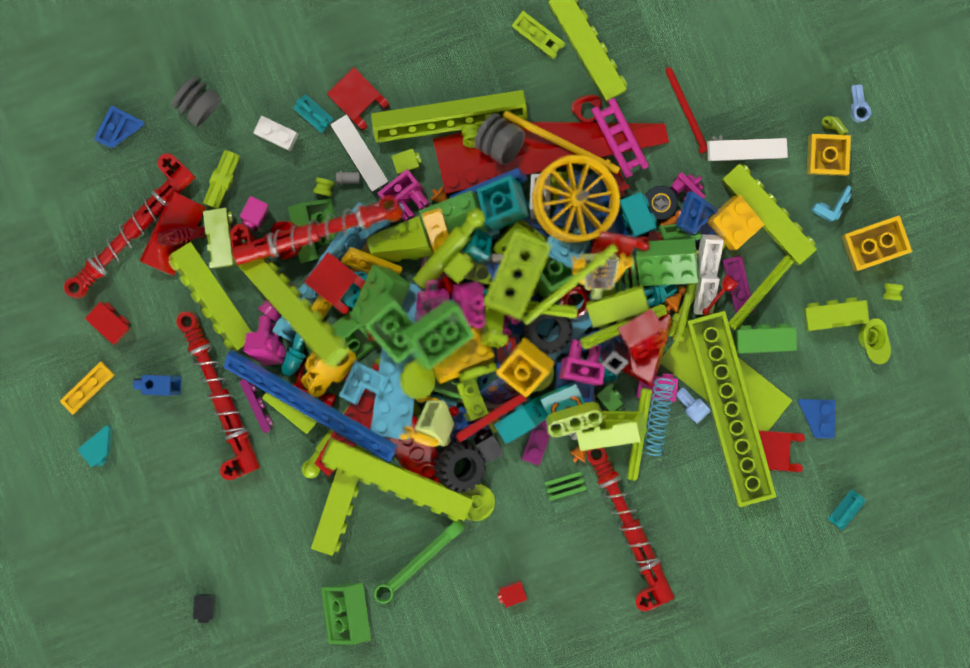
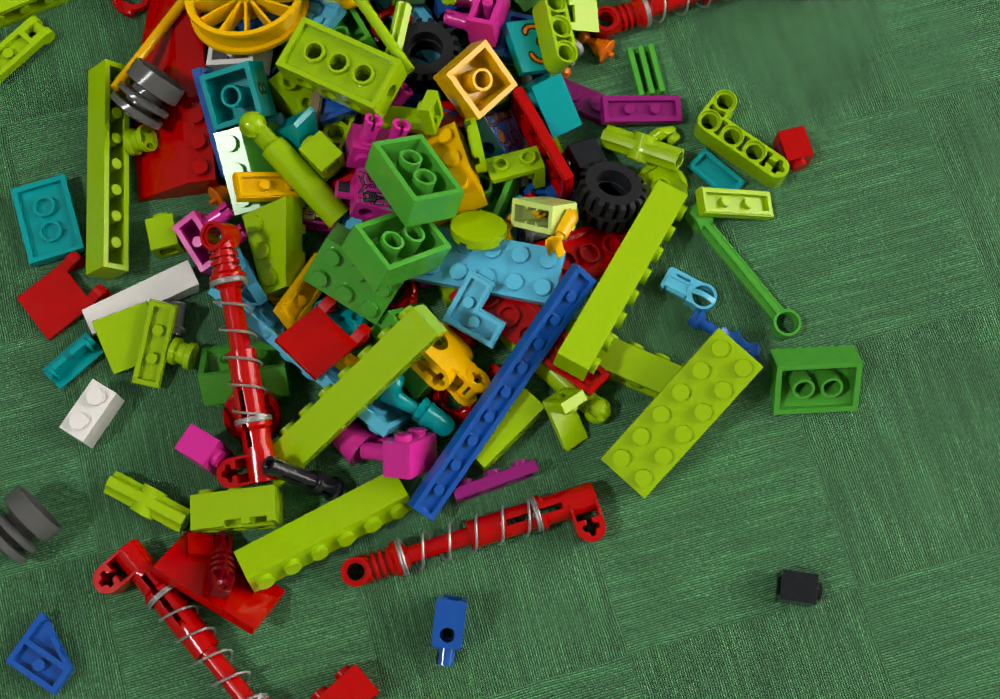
camera: 90 degrees left, 15 degrees down
(196, 218) = (200, 544): none -> red piece
(241, 286) = (314, 481): none -> black pin
(303, 447) = (563, 414): none -> lime bracket
(308, 525) = (681, 412): none -> lime brick
(327, 168) = (155, 343): none -> lime tile
(331, 150) = (121, 335): none -> lime tile
(367, 556) = (699, 320): none -> blue piece
(404, 522) = (684, 285): none -> medium azure piece
(410, 80) = (48, 220): none -> teal plate
(465, 553) = (734, 203): none -> lime tile
(489, 540) = (714, 171): none -> teal tile
(500, 486) = (642, 148): none -> lime piece
(513, 558) = (744, 142): none -> lime beam
(514, 498) = (667, 132): none -> lime arm
(531, 484) = (640, 109): none -> magenta plate

